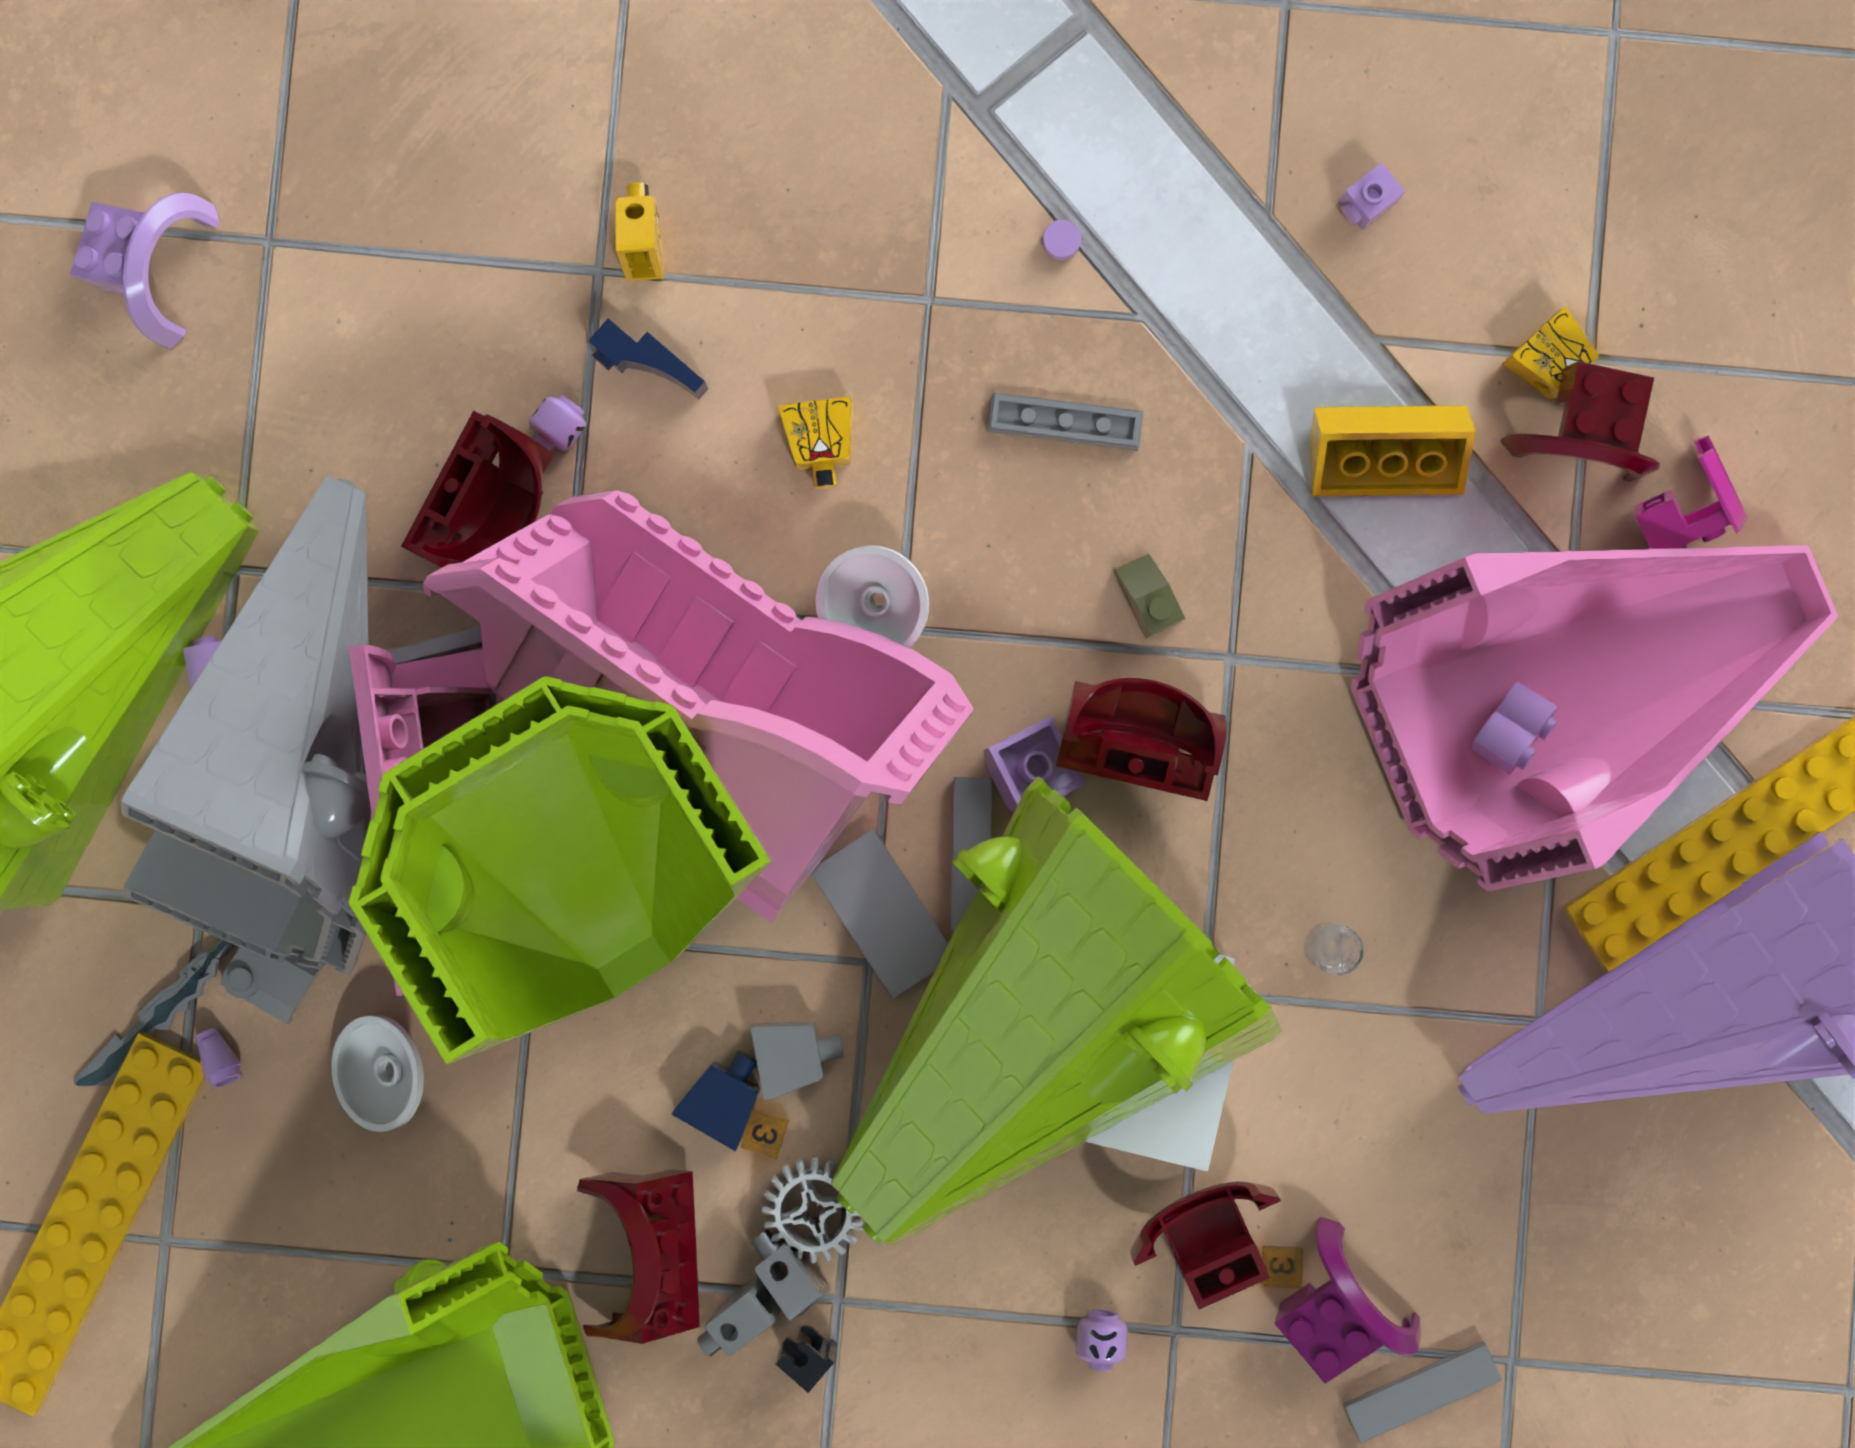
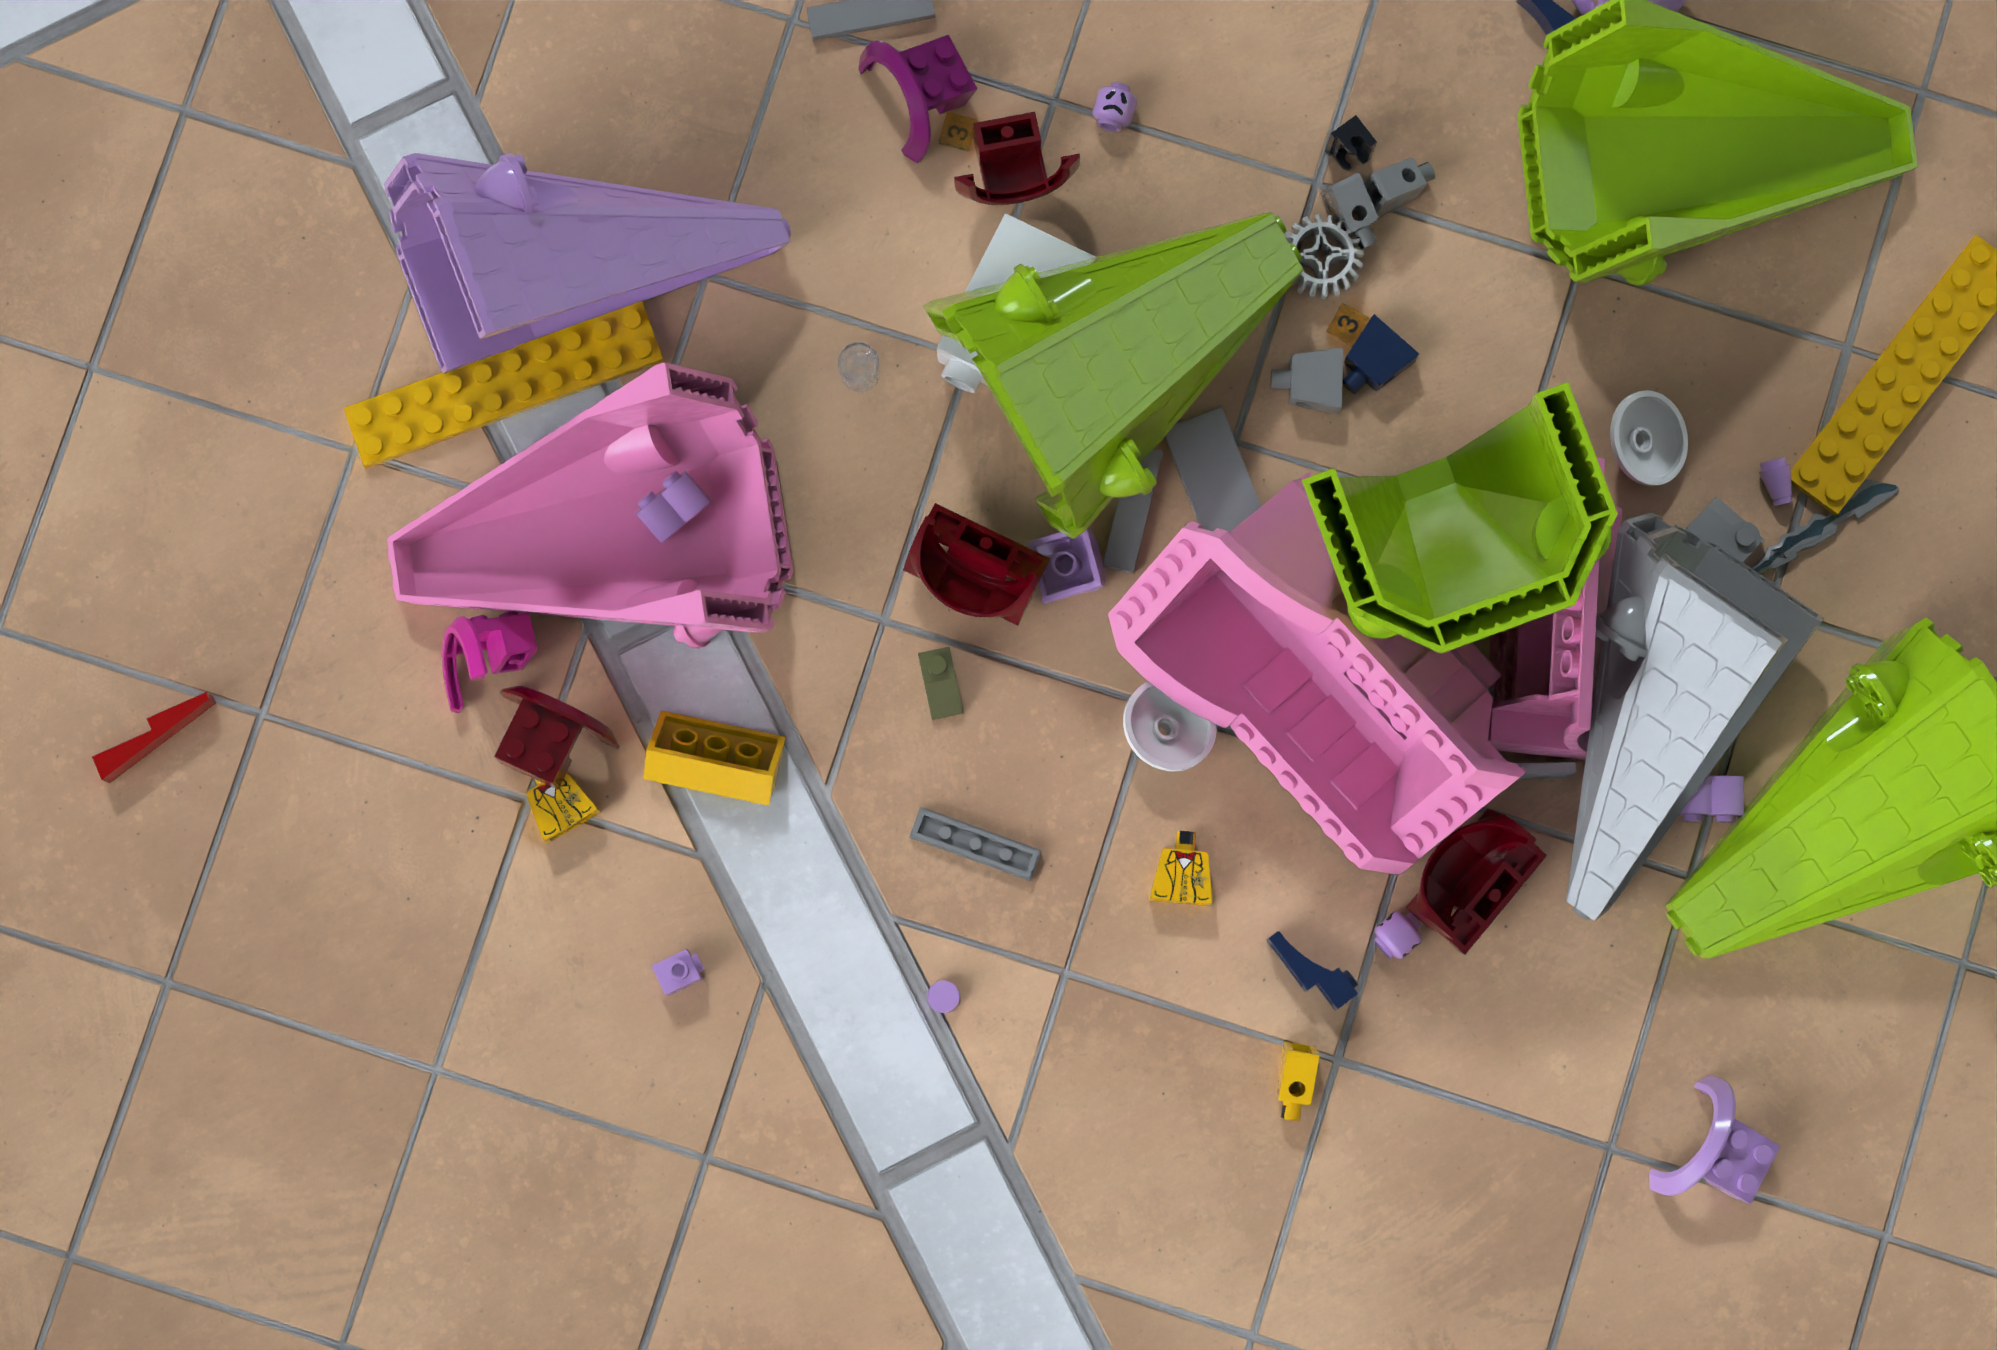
camera: 165 degrees left, 5 degrees down
(662, 1241) = (1446, 266): dark red piece -> none

